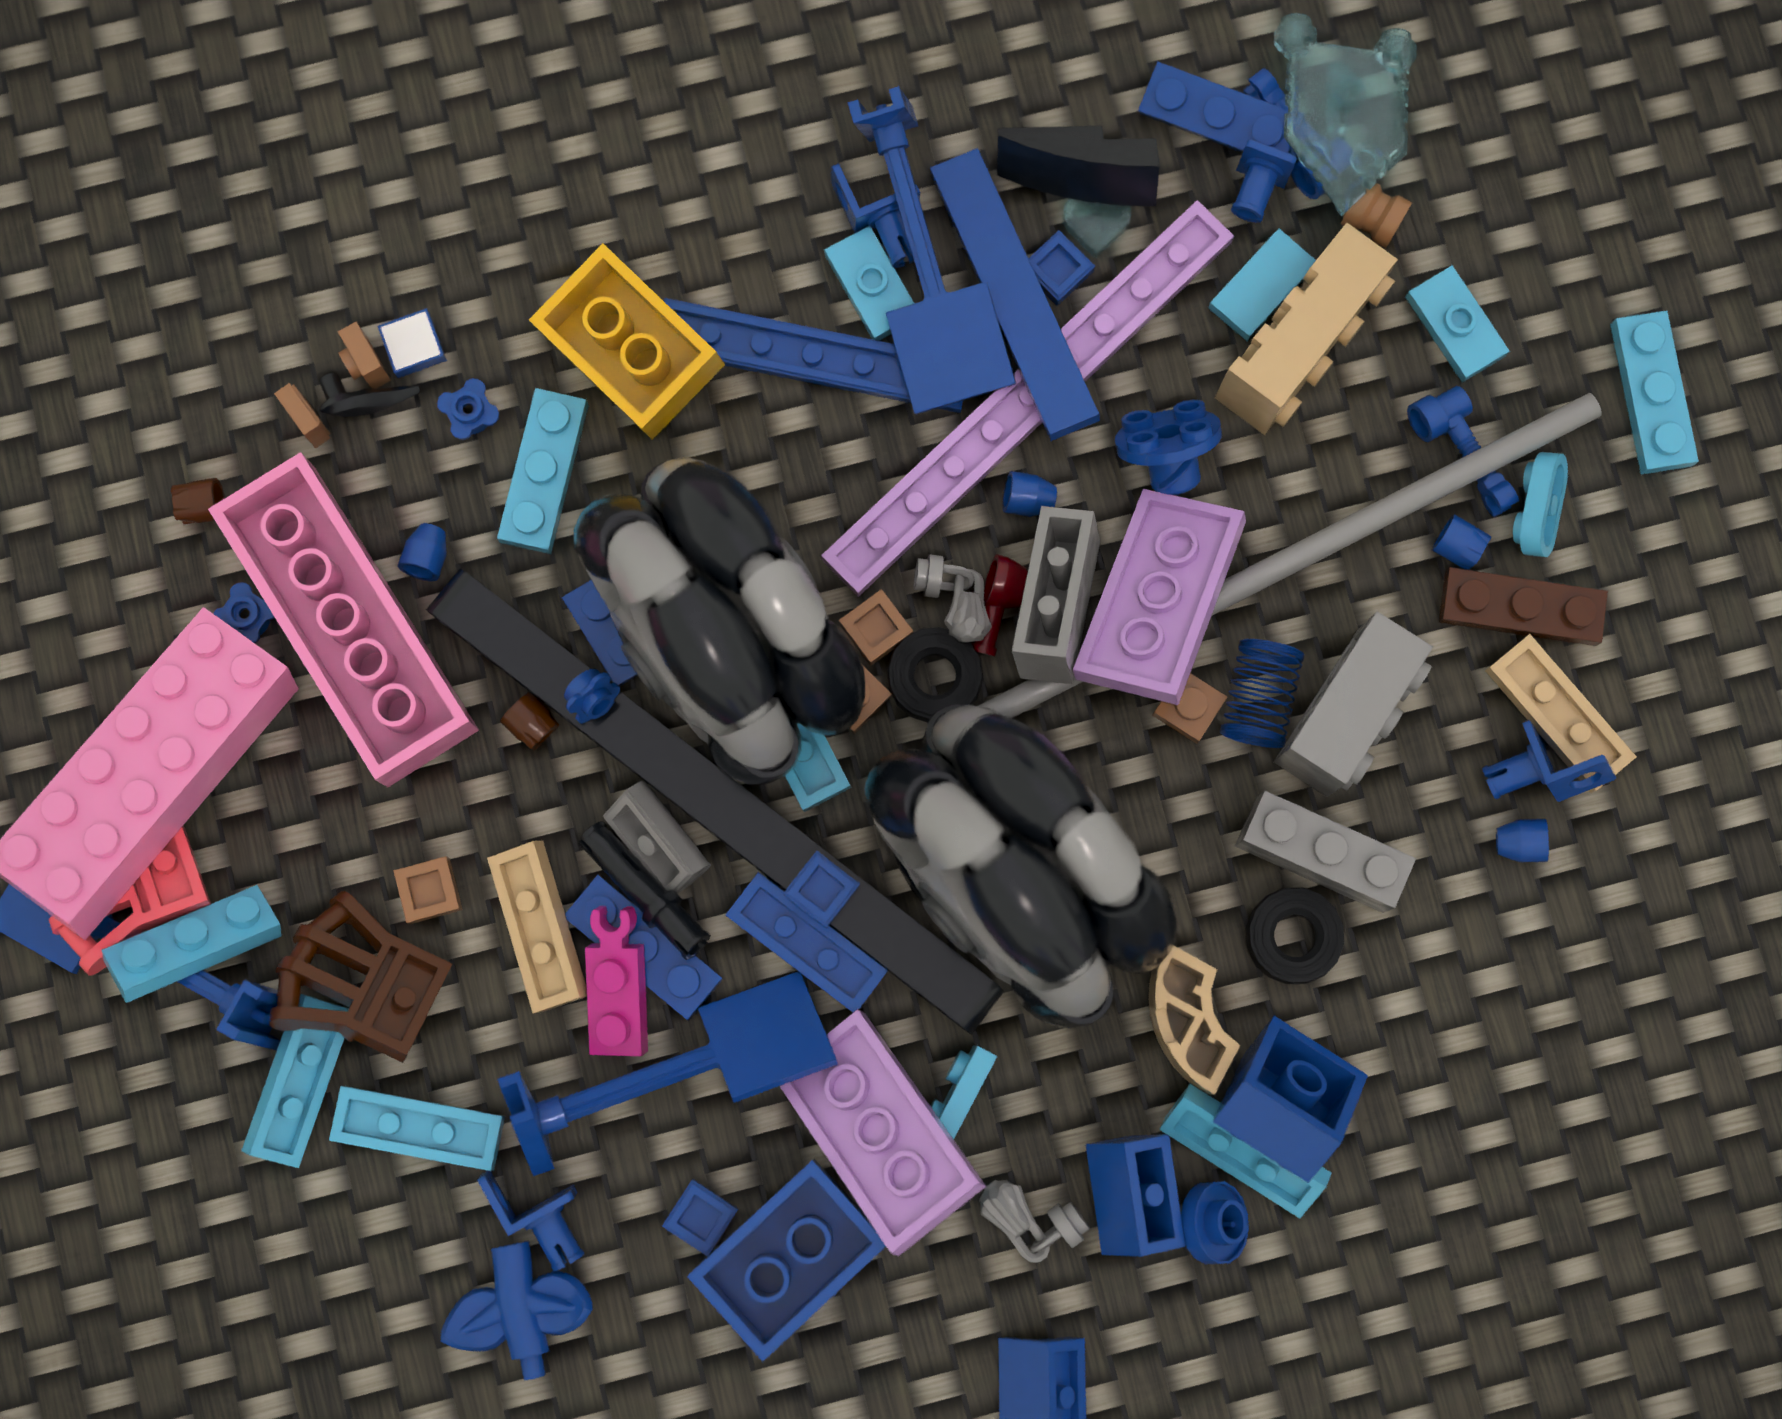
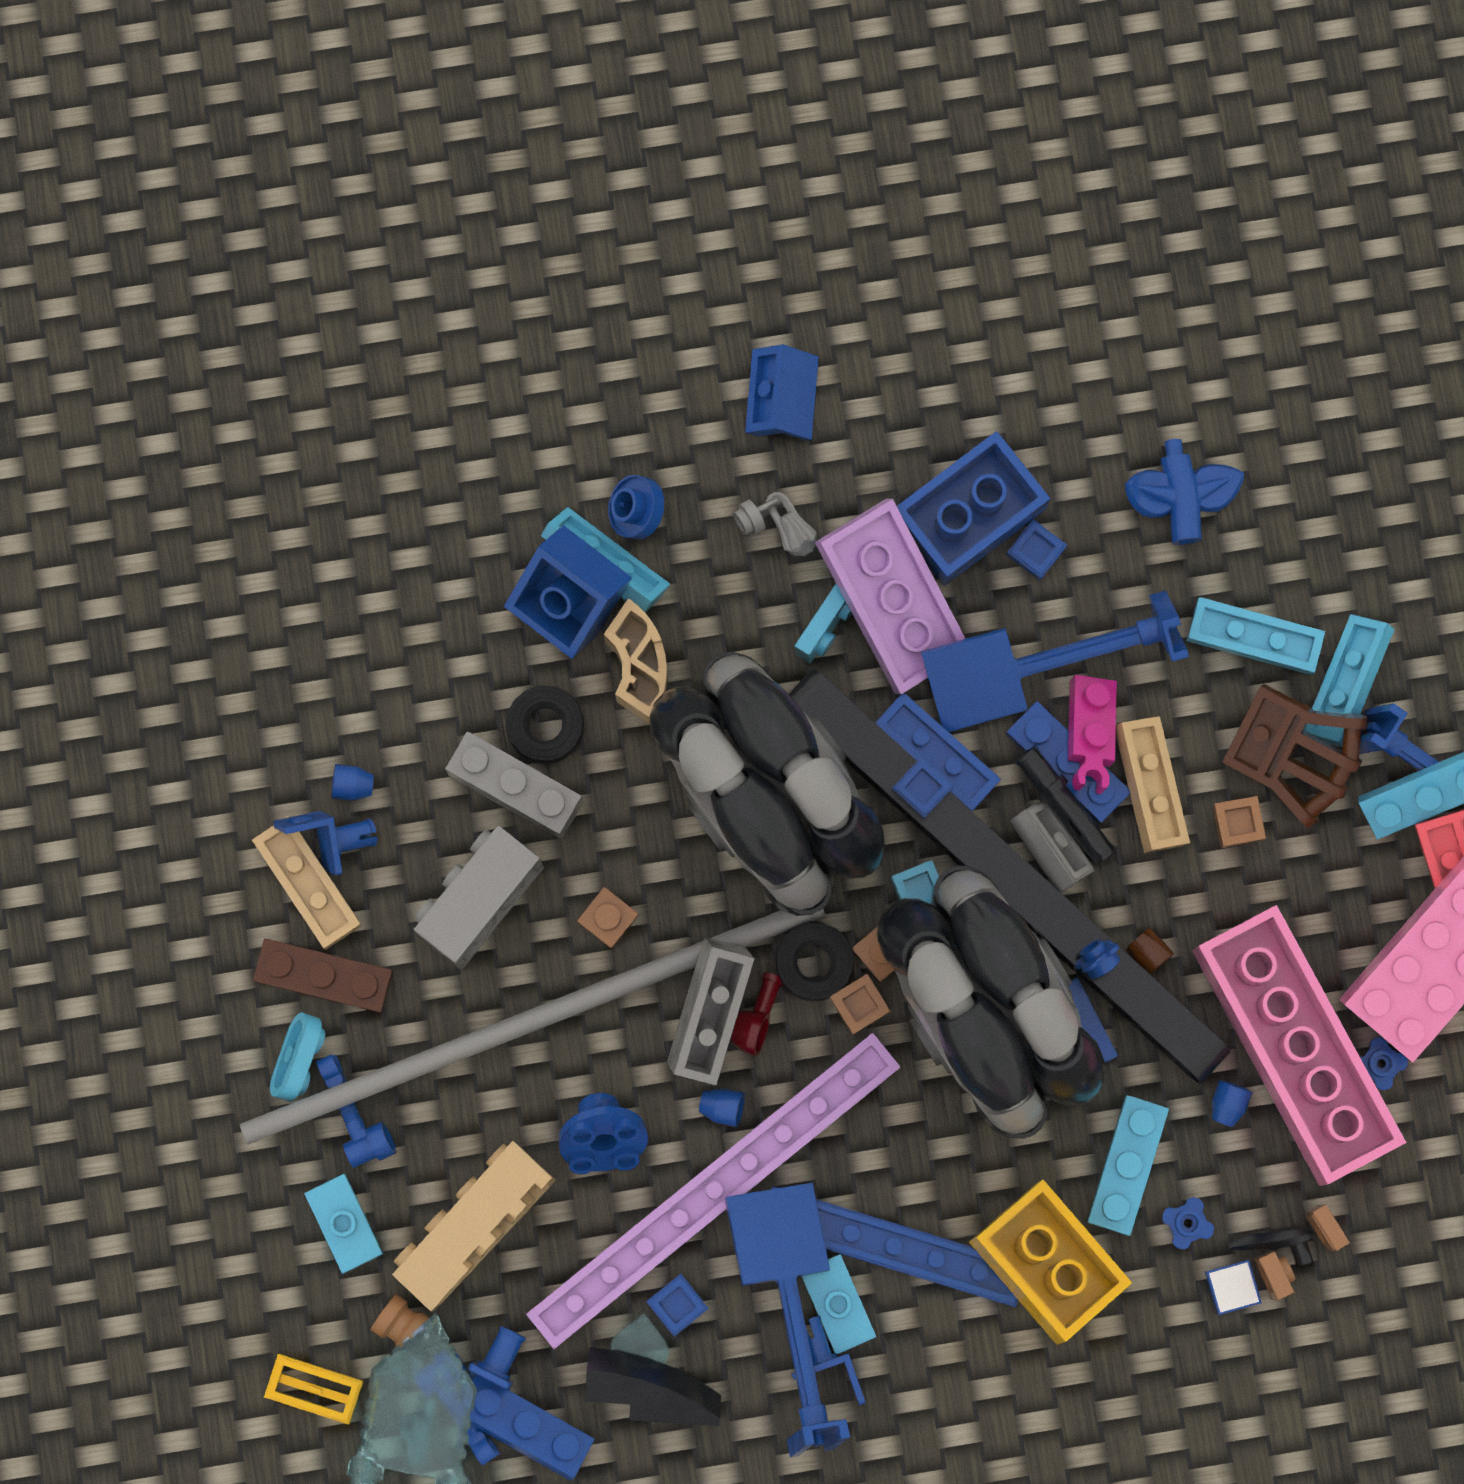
camera: 175 degrees left, 0 degrees up
(194, 499) = (1416, 1163): reddish brown hose -> none
(542, 1219) = (1161, 559): blue bracket -> none
(967, 615) = (784, 1003): light grey piece -> none
(1016, 295) = (719, 1279): blue tile -> none
(1135, 1195) = (696, 532): blue brick -> none
(1160, 596) = (625, 1004): lavender plate -> none
(1239, 731) = (569, 890): blue piece -> none
(1262, 285) = (504, 1273): medium azure tile -> none
(1461, 542) = (368, 1032): blue hose -> none
(1462, 158) = (350, 1400): none -> yellow tile
(1654, 392) = (186, 1149): medium azure plate -> none

